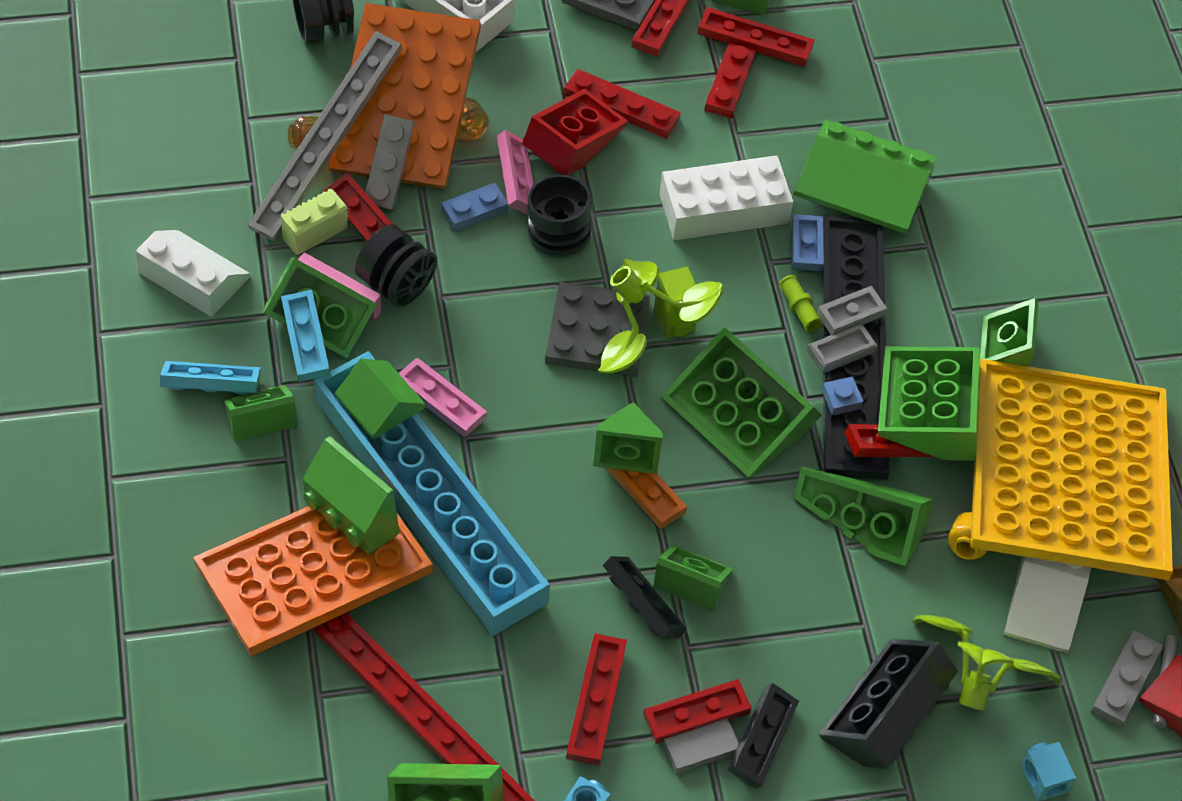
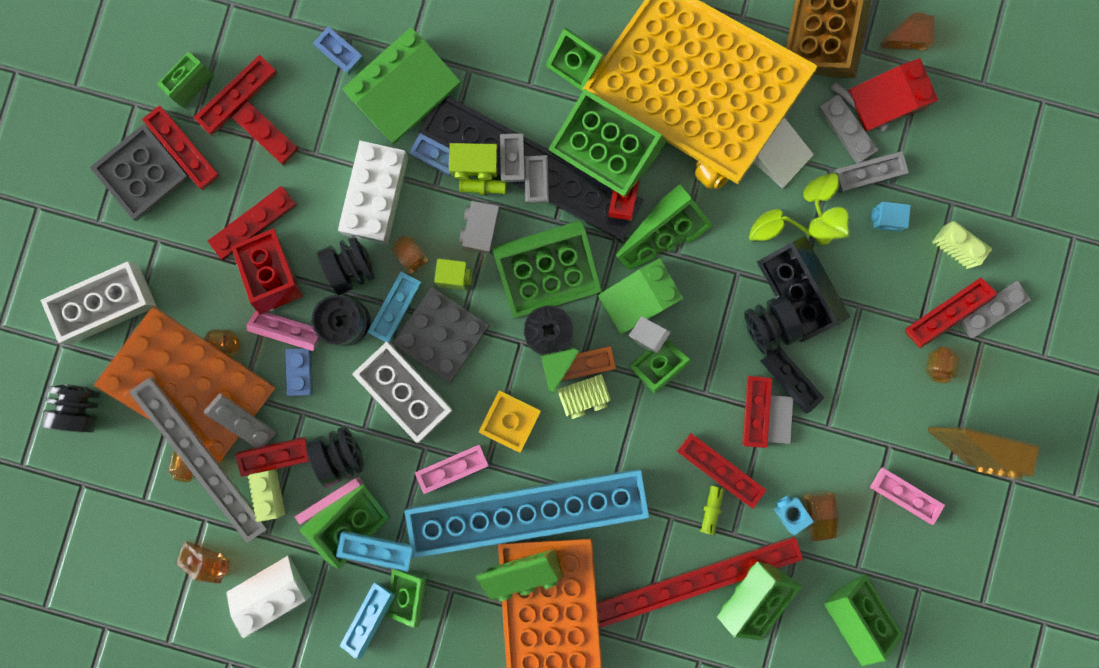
camera: 60 degrees left, 30 degrees up
(202, 193) = (202, 563): none -> clear orange slope
(378, 396) = (449, 520): bright green slope -> none
(508, 308) = (403, 392): none -> white brick
(532, 436) = (509, 421): none -> yellow plate
(539, 708) = (712, 510): none -> lime pin
(591, 266) = (394, 307): none -> medium azure plate
(608, 502) = (584, 395): none -> yellowish green brick
(627, 195) = (344, 266): none -> black wheel
(631, 285) = (424, 295): lime plant -> none
(644, 598) = (664, 406): black plate -> none
(675, 252) = (409, 254): none -> clear orange slope
(680, 420) = (543, 317): none -> black wheel
(724, 535) = (649, 335): none -> light grey slope
(752, 316) = (480, 227): none -> light grey brick
(769, 519) = (640, 294): none -> bright green slope
(823, 271) = (473, 160): none -> lime brick
(825, 676) = (775, 323): none -> black wheel
(842, 396) = (574, 199): medium blue plate -> none
(867, 108) = (338, 50): none -> medium blue plate
(1090, 725) = (871, 171): none -> light grey plate

